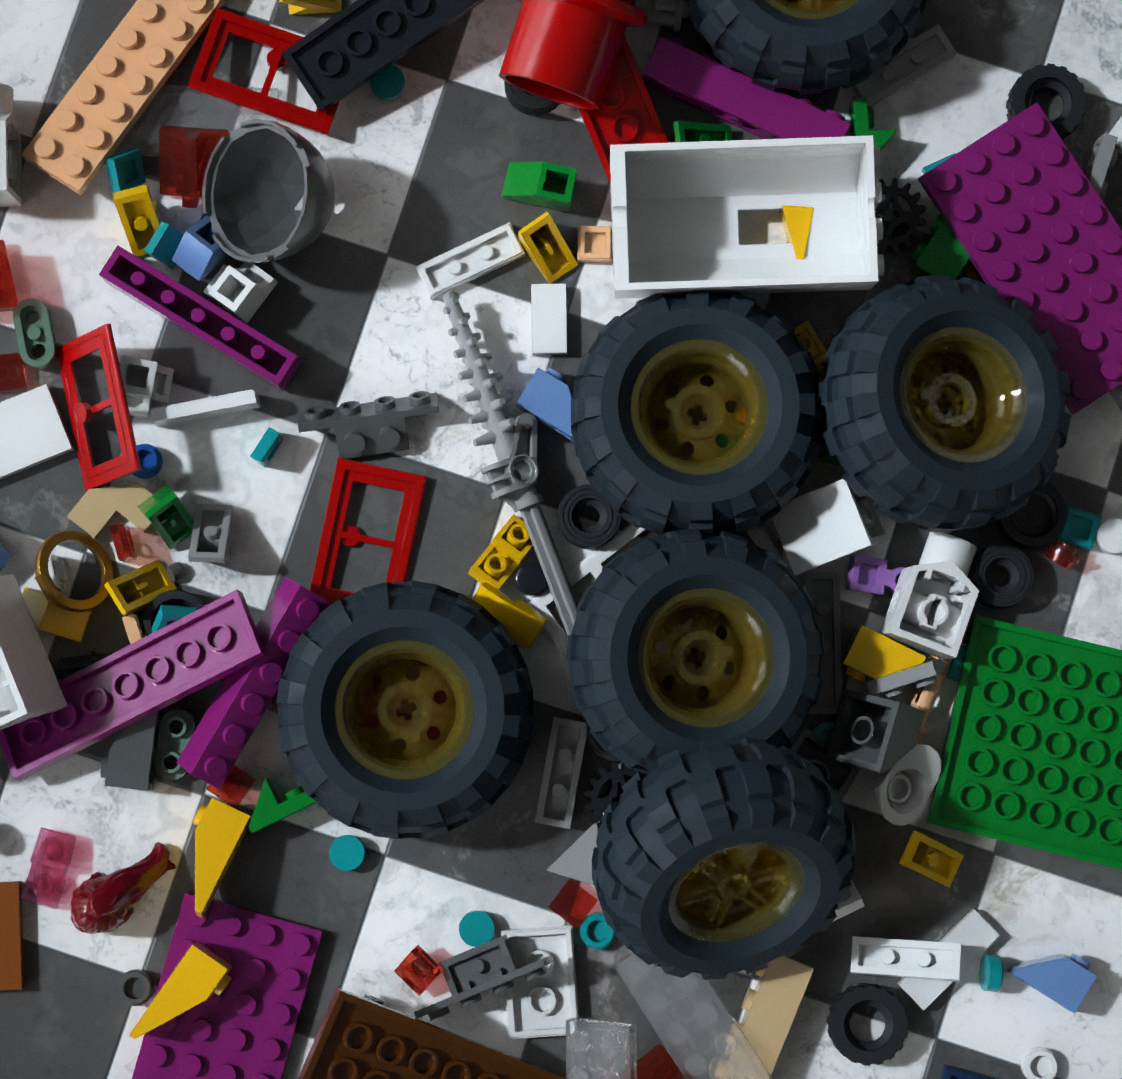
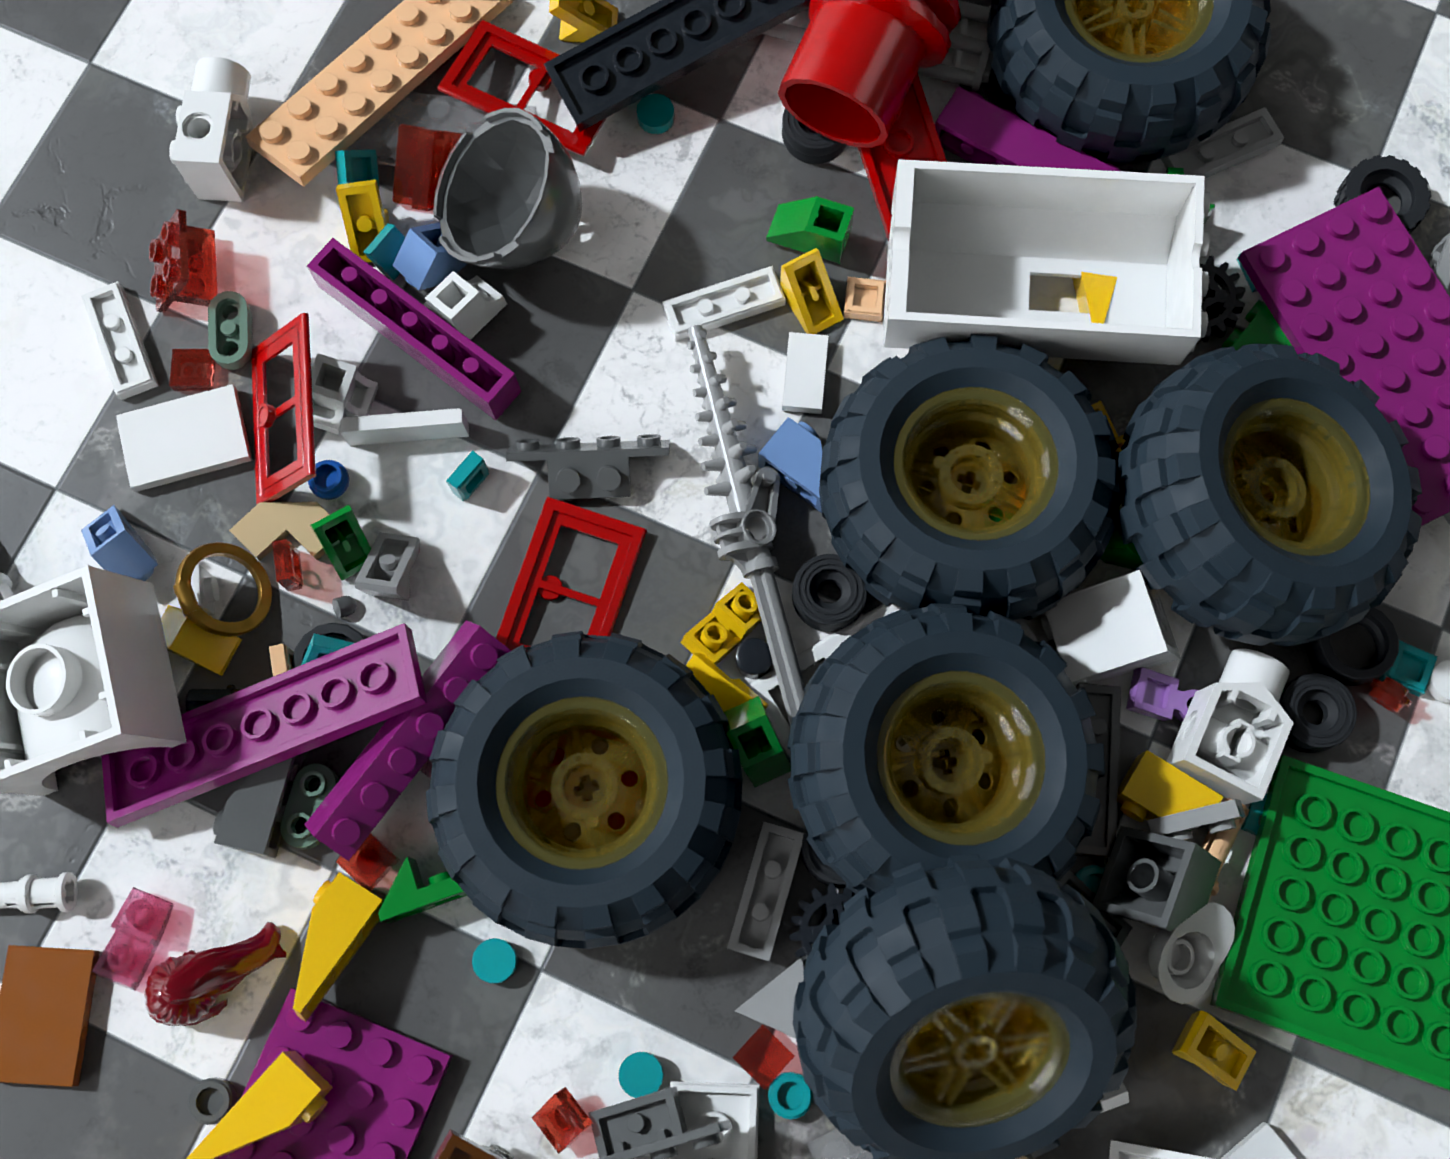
camera: 10 degrees right, 10 degrees down
(139, 587) = (291, 617): yellow slope -> none
(540, 652) = (757, 742): none -> green slope

